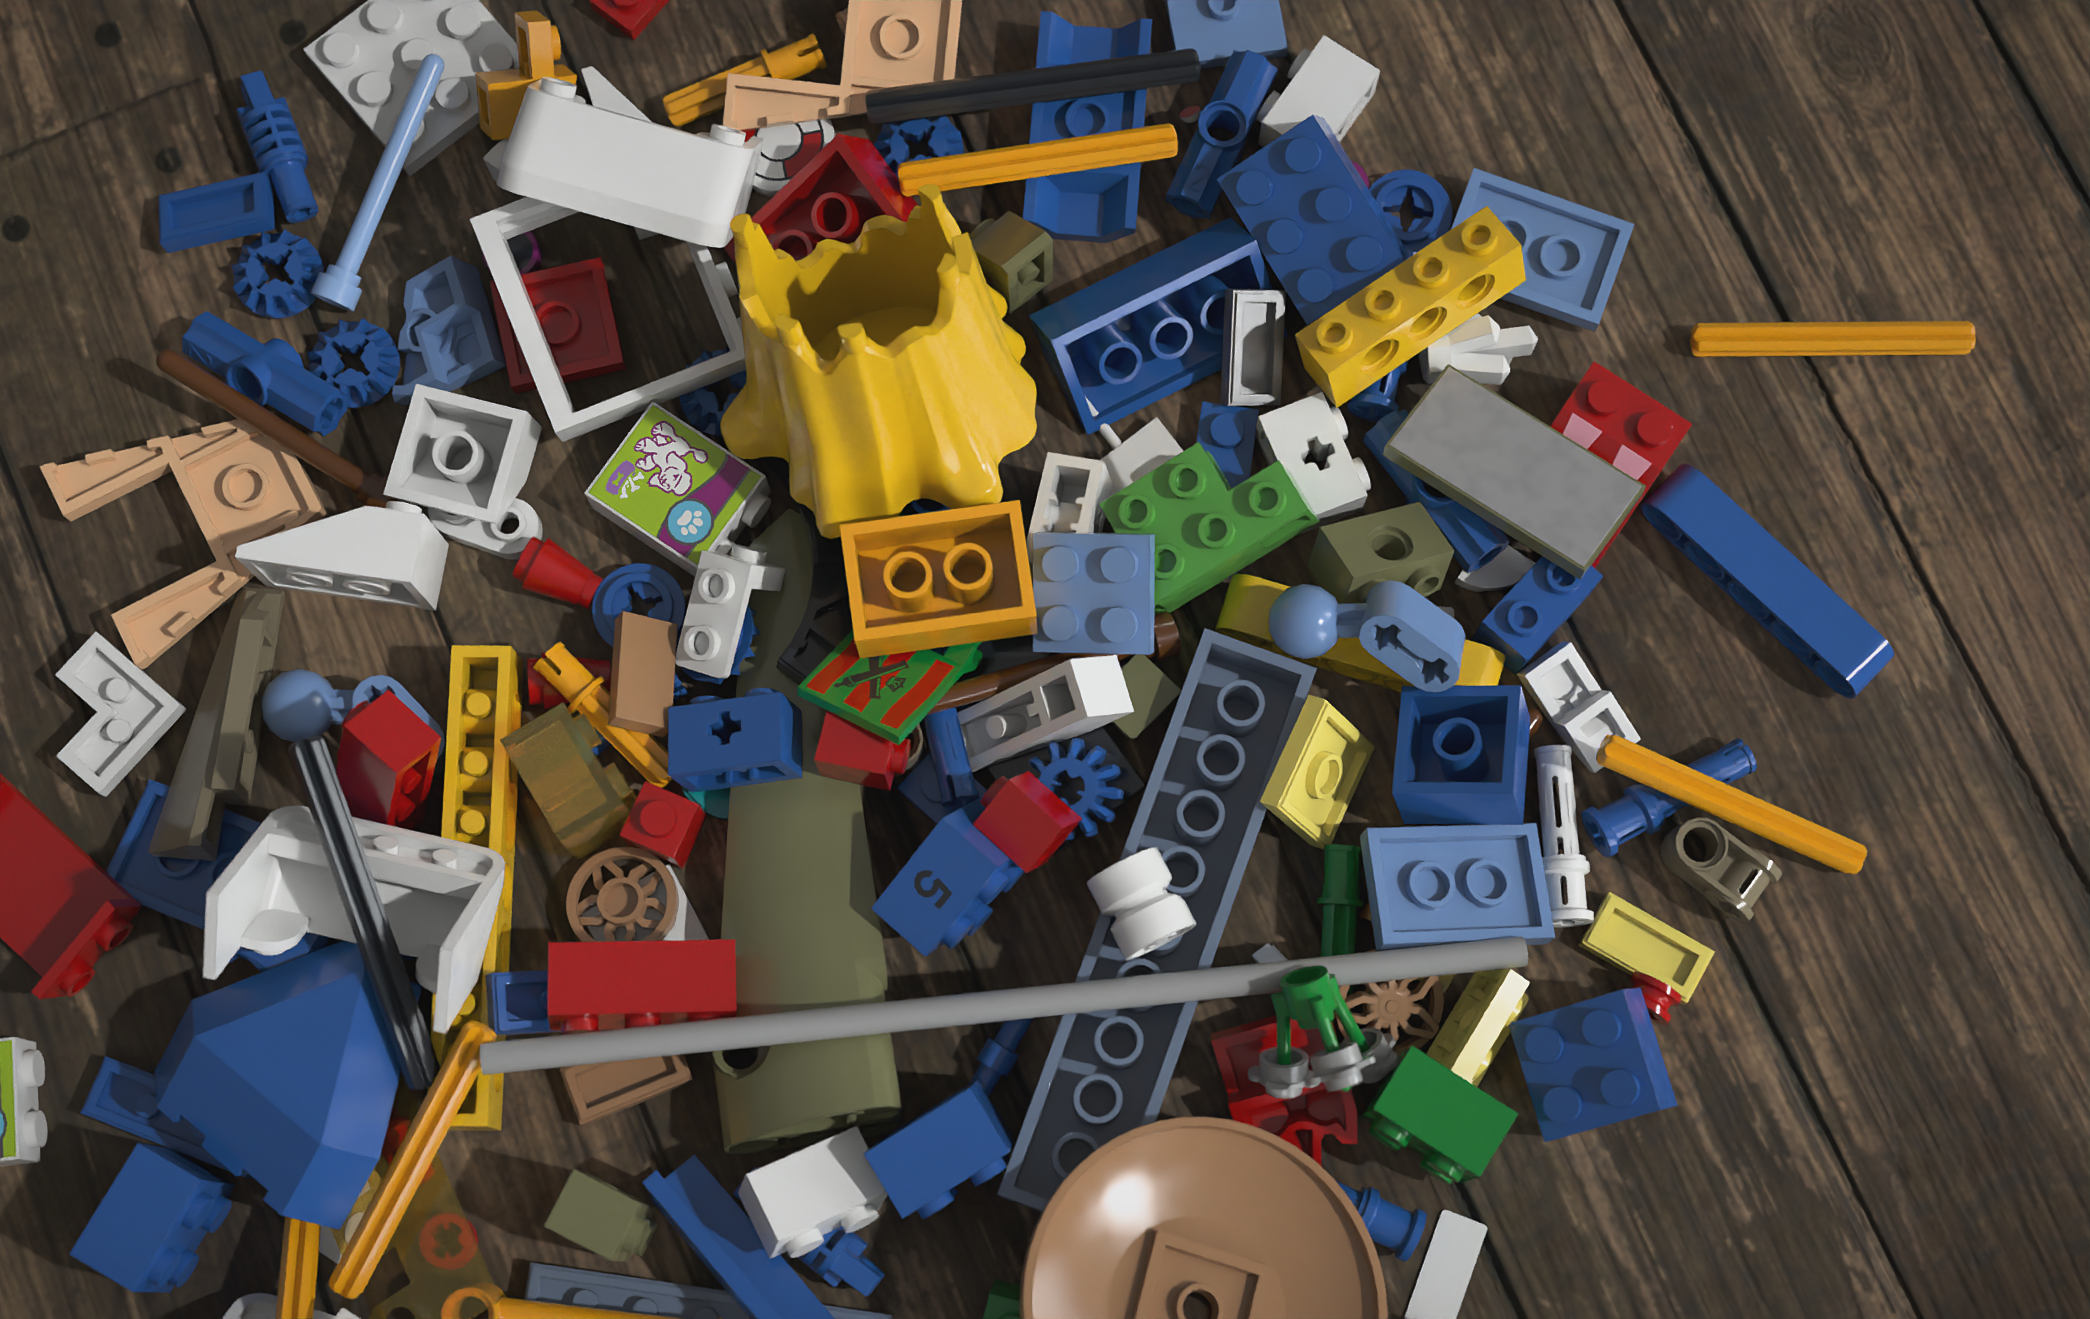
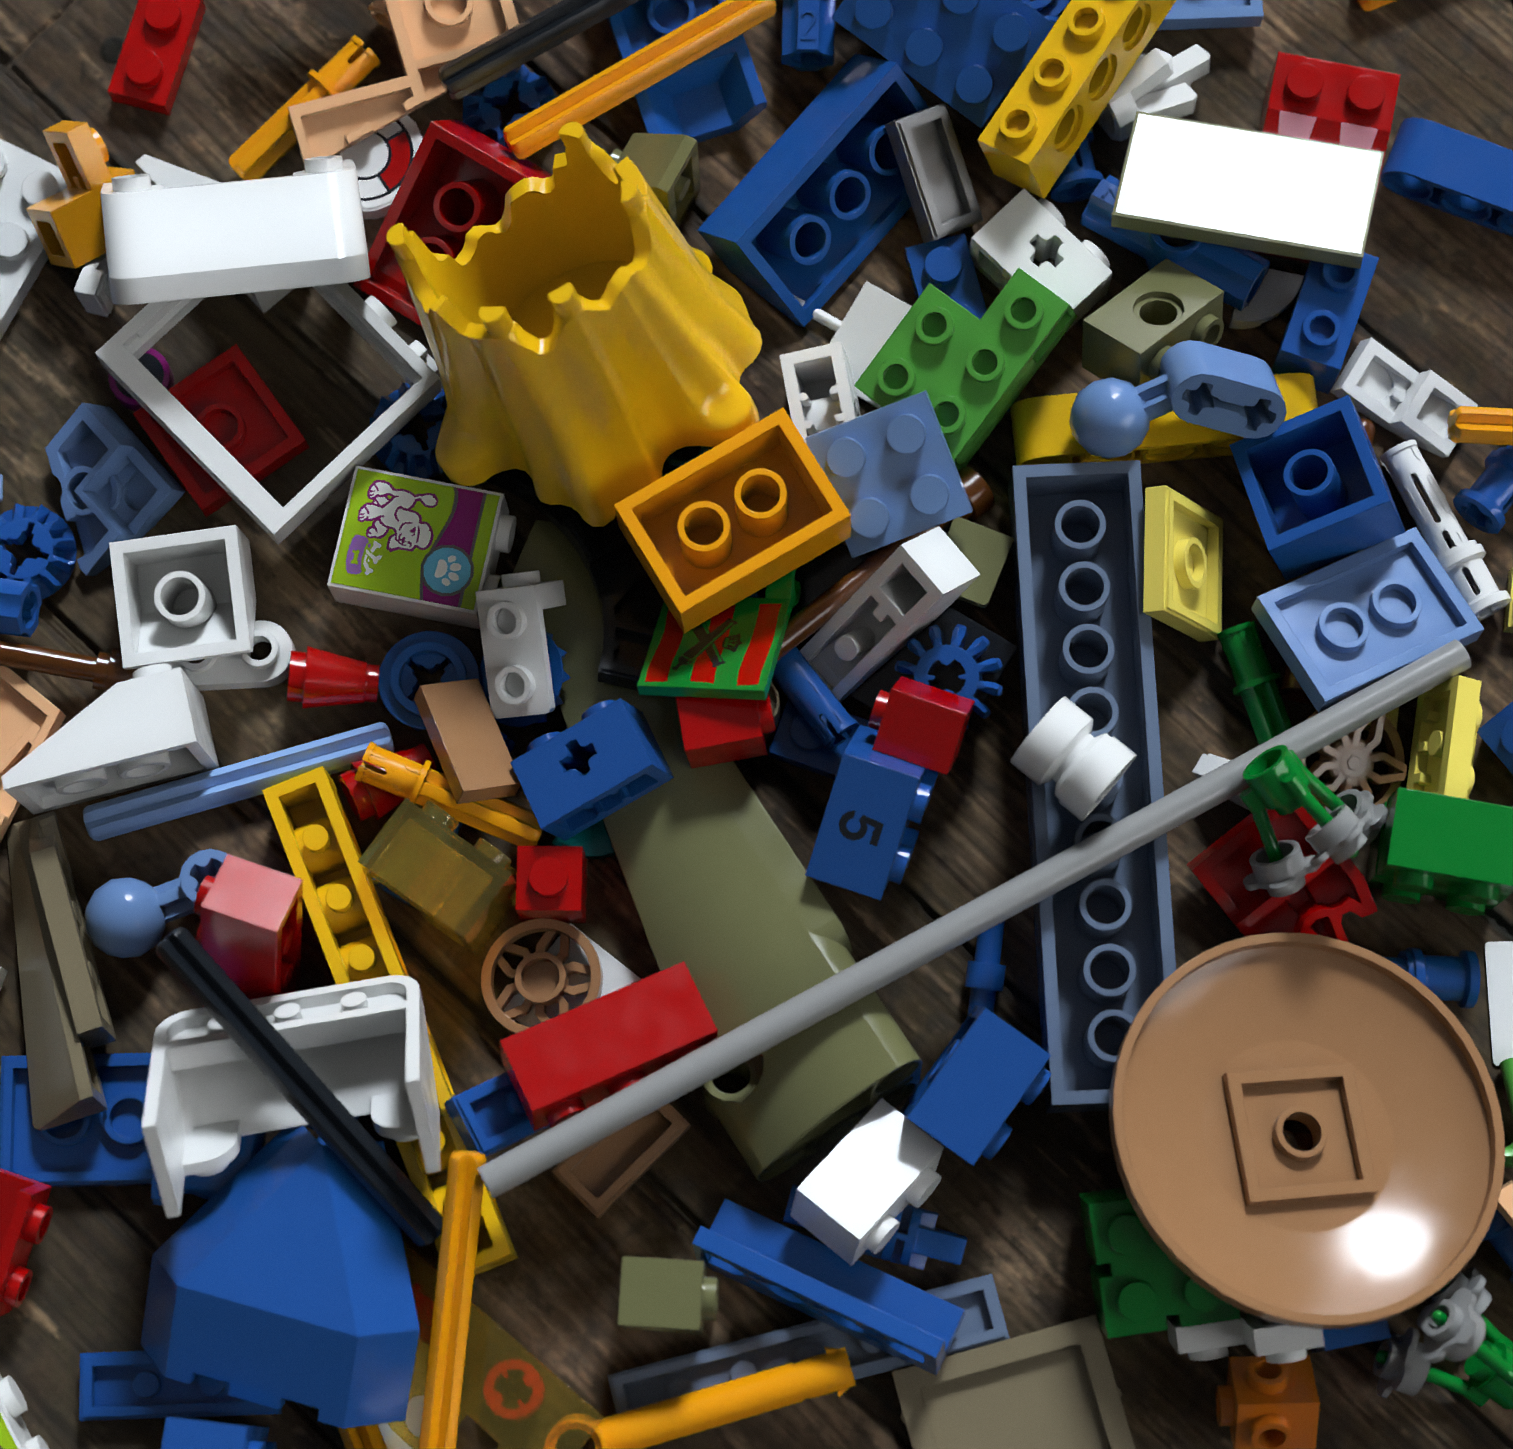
camera: 20 degrees left, 0 degrees up
(439, 627) = (229, 782): none -> light blue axle

